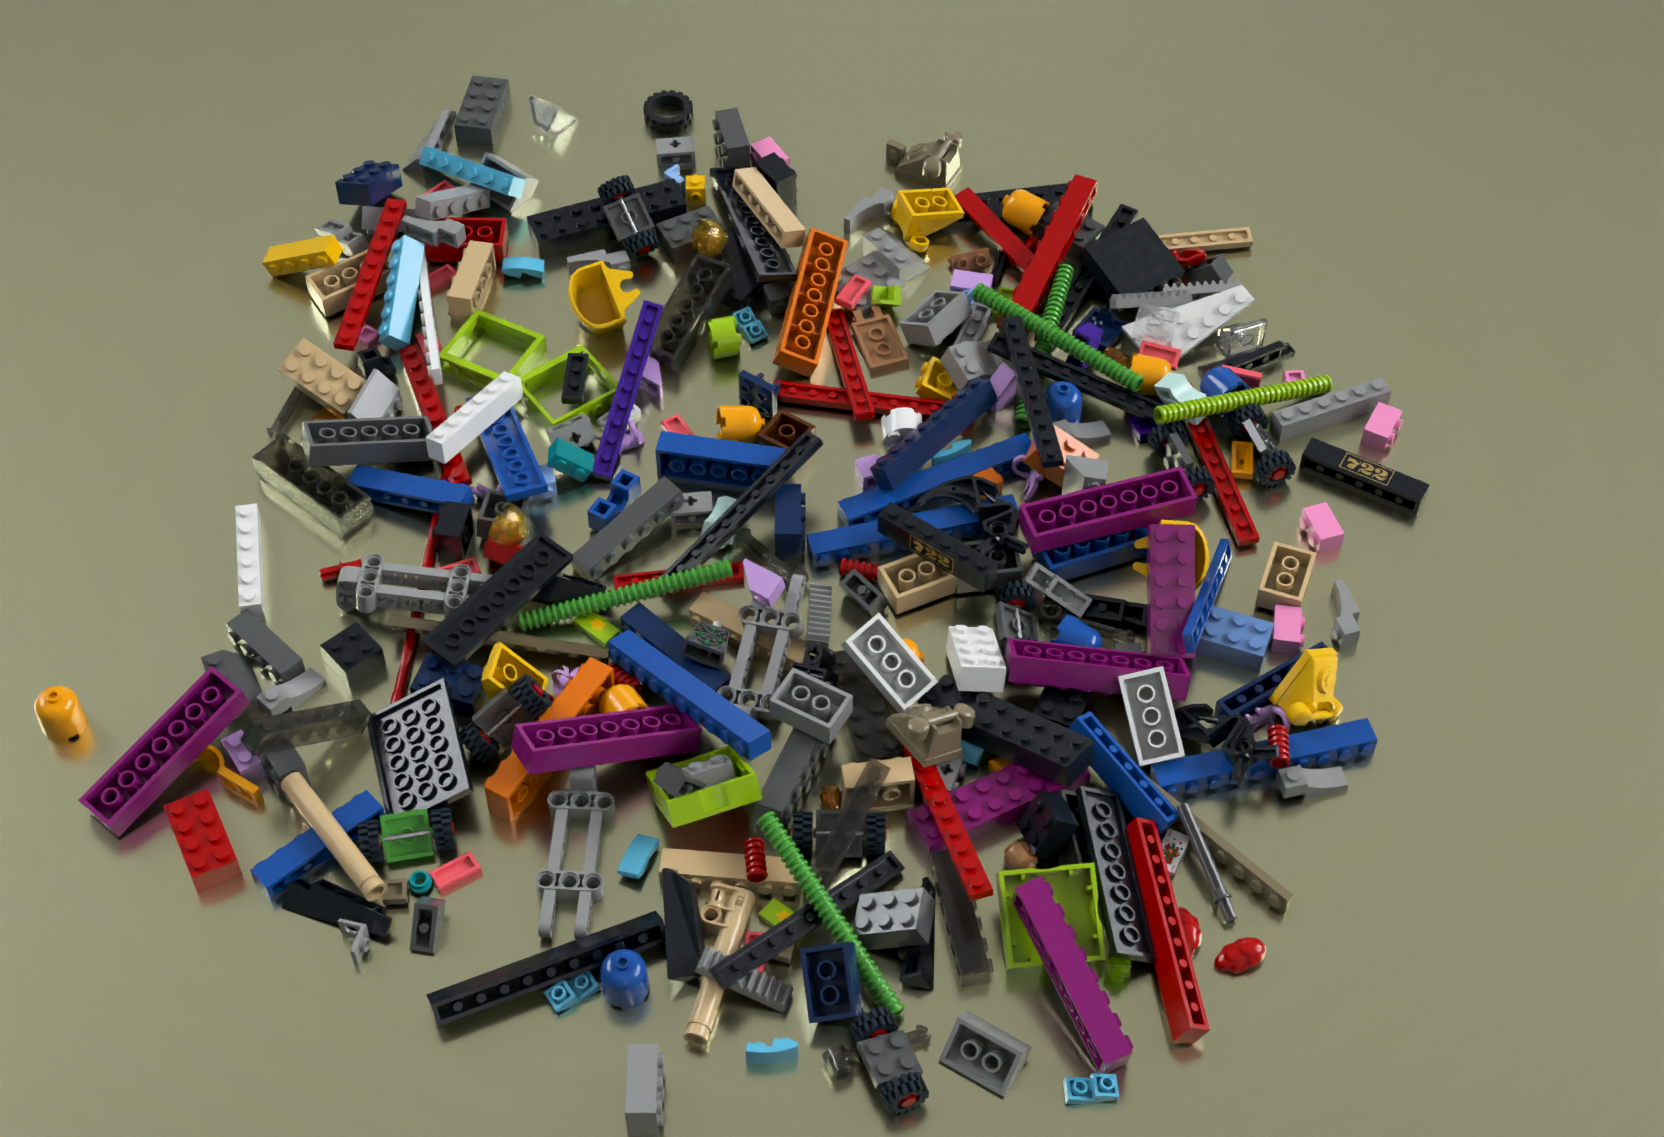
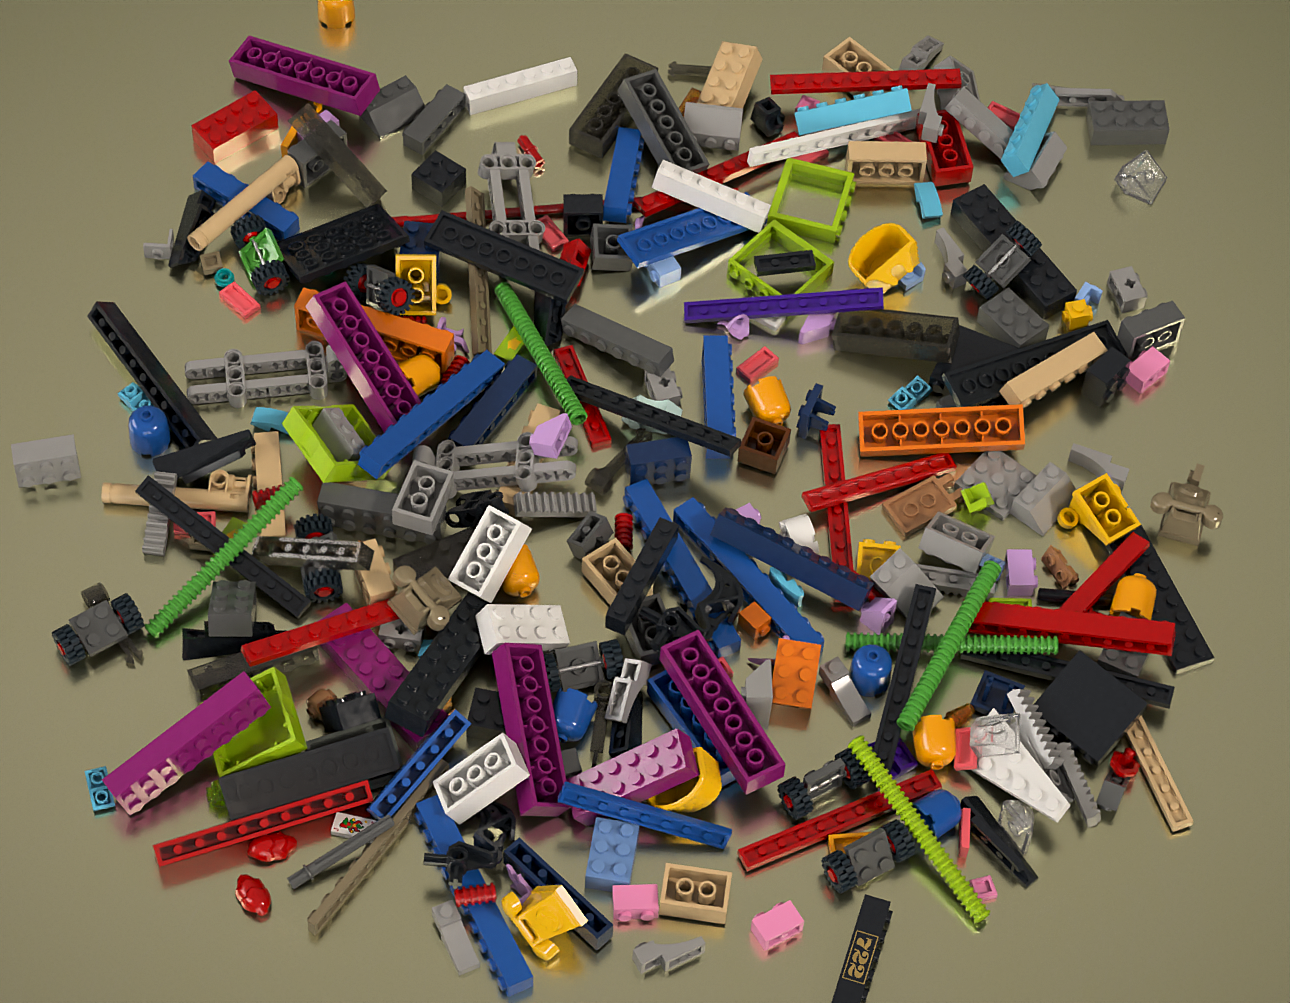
camera: 75 degrees right, 5 degrees up
(290, 694) = (390, 147): light grey slope -> none
(302, 255) = (875, 29): yellow brick -> none
(368, 183) = (985, 55): dark blue brick -> none
(427, 924) = (184, 289): dark grey slope -> none
(509, 526) = (584, 246): clear yellow cylinder -> none
(570, 460) = (688, 281): teal brick -> none
(579, 425) = (722, 277): light grey brick -> none
(623, 492) = (665, 331): blue arch -> none
(670, 124) = (1189, 258): black tyre -> none
(676, 780) = (321, 414): dark grey slope -> none
(706, 644) = (496, 421): dark grey torso -> none
(709, 237) = (993, 330): clear yellow cylinder -> none
(722, 337) = (876, 370): lime brick -> none
(780, 1051) = (101, 551): medium azure slope -> none
(831, 982) = (158, 571): dark blue brick -> none
(853, 292) = (974, 469): coral tile -> none
(984, 1053) = (121, 702): light grey slope -> none
(1032, 392) = (856, 624): black plate -> none
(1091, 336) = (958, 678): dark purple brick -> none
(1175, 389) = (910, 767): light aqua brick -> none
(1329, 409) = (943, 921): light grey brick -> none
(1381, 426) = (934, 974): bright pink brick -> none

